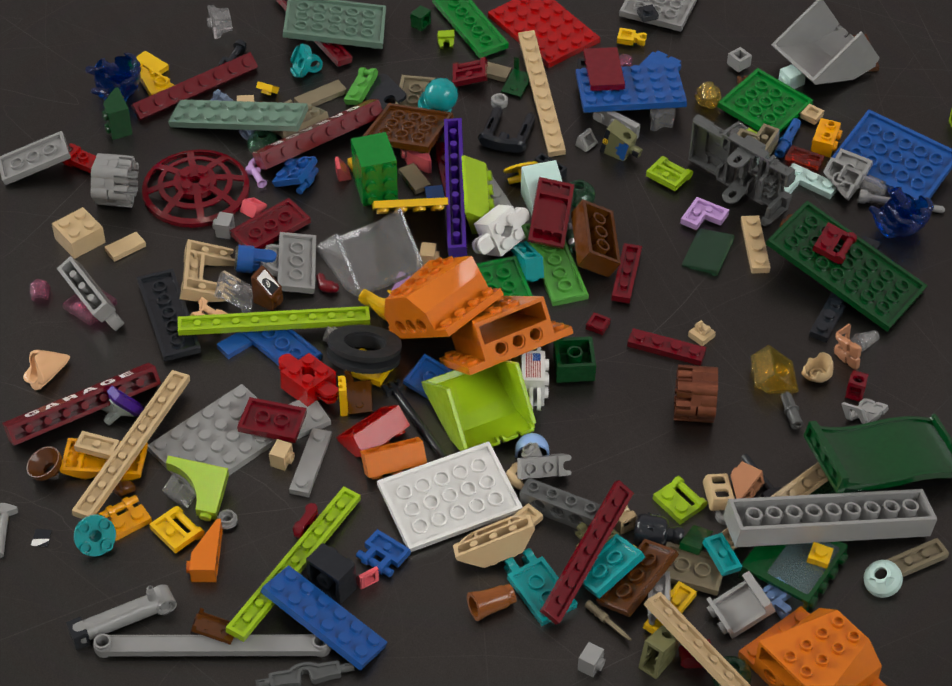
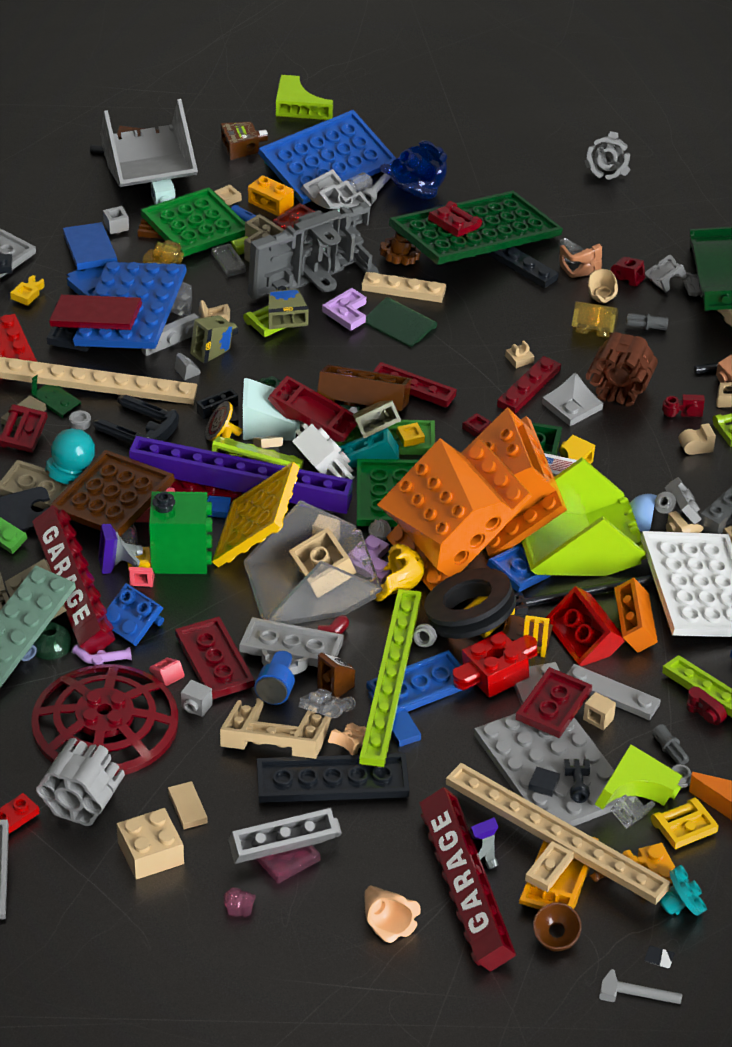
camera: 75 degrees left, 5 degrees down
(188, 430) = (544, 781): none -> black tile
(208, 446) = (579, 791): none -> black hinge
(259, 508) = (670, 744): none -> dark grey axle
(348, 133) = (114, 549): none -> piece
(371, 138) = (163, 502): none -> black plate
(378, 255) = (319, 548): none -> tan brick
(509, 198) = (268, 441): none -> tan tile
(555, 279) = (410, 434): none -> yellow plate
(557, 251) = (375, 418): none -> olive torso
(577, 390) = (576, 448): none -> yellow arch
(638, 468) = (698, 440): none -> tan leg
(653, 139) = (222, 310): none -> tan plate
(655, 378) = (572, 401): none -> light grey plate
(671, 172) = (286, 309): none -> olive torso
(685, 457) = (689, 405): none -> dark red plate
(698, 53) = (89, 245): none -> blue tile
(891, 103) = (241, 139): none -> reddish brown torso

